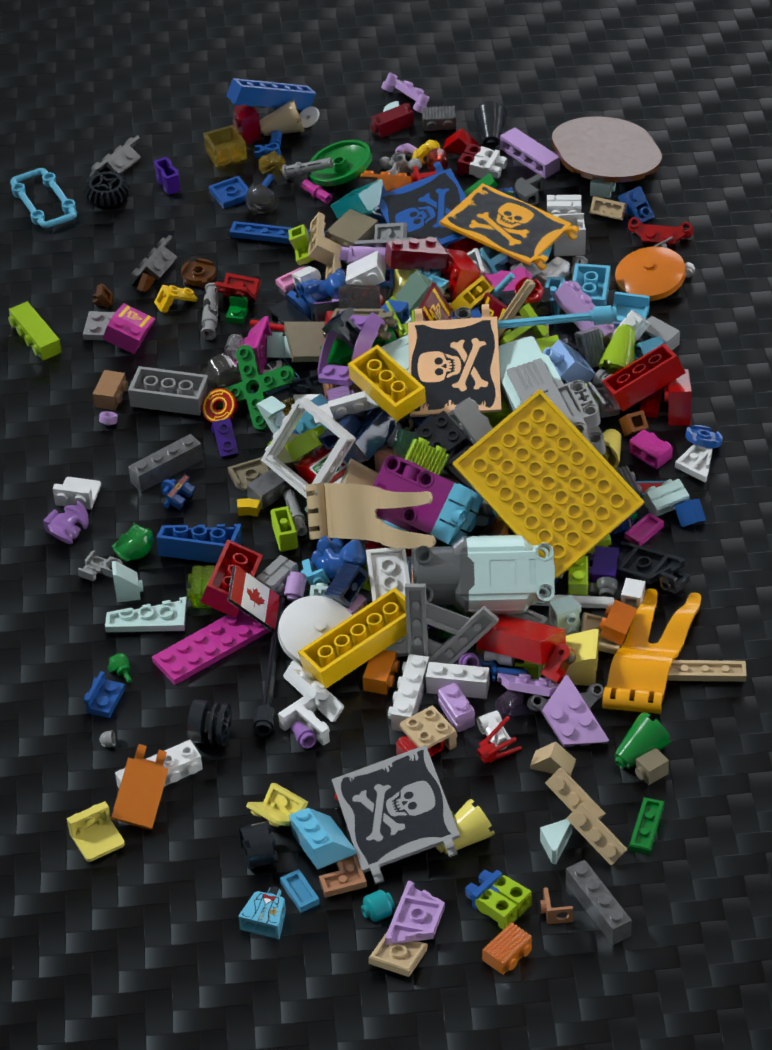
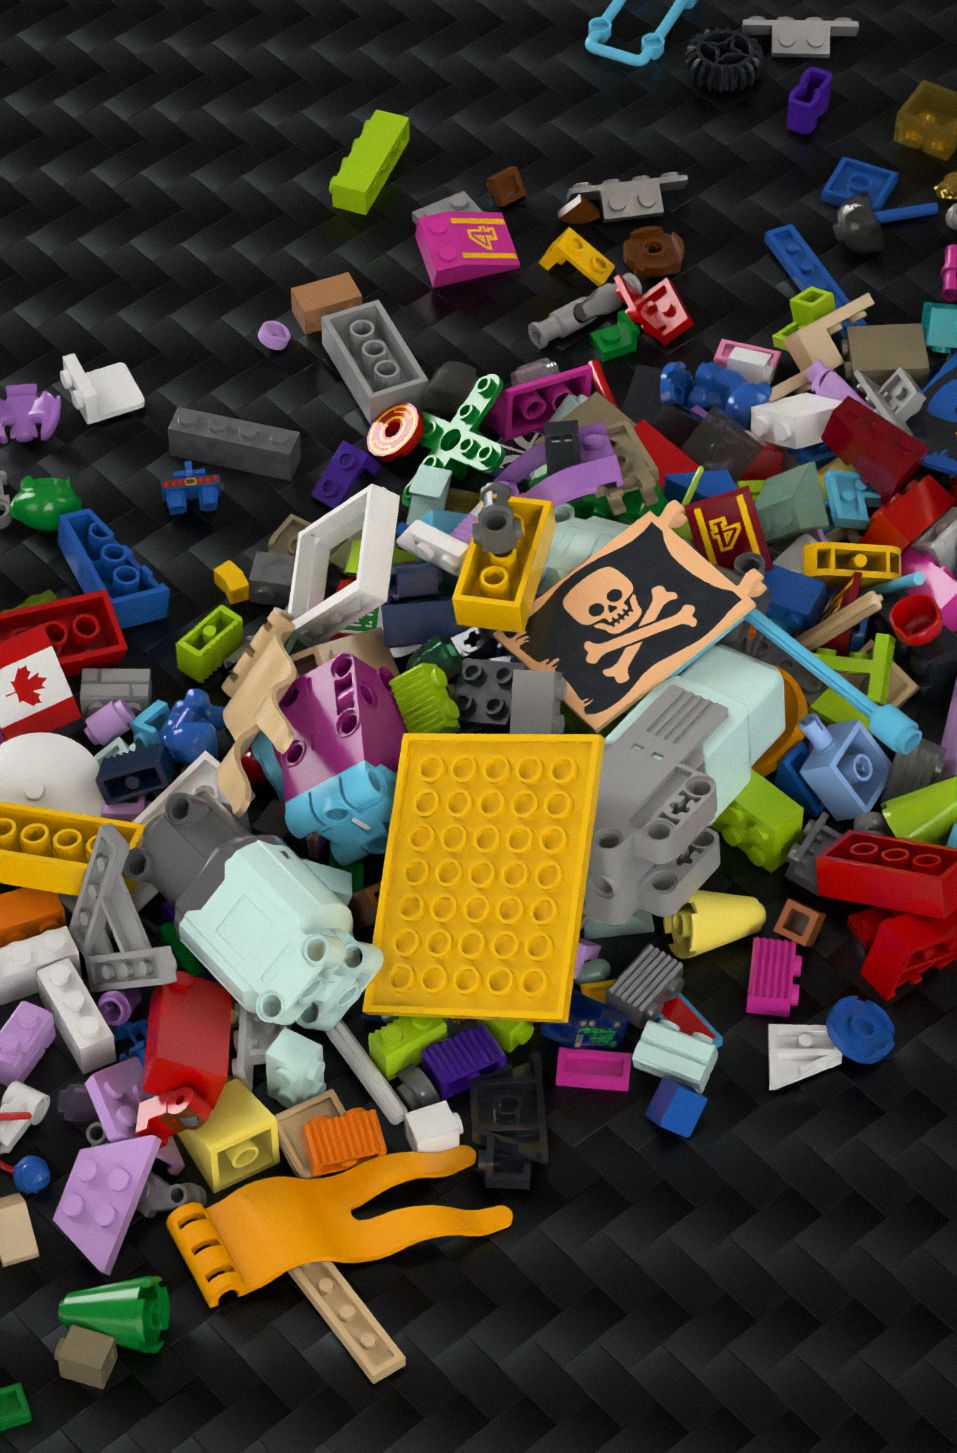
camera: 50 degrees right, 5 degrees up
(376, 365) = (496, 524): none -> dark grey connector
(533, 739) = (31, 1174): none -> blue plate

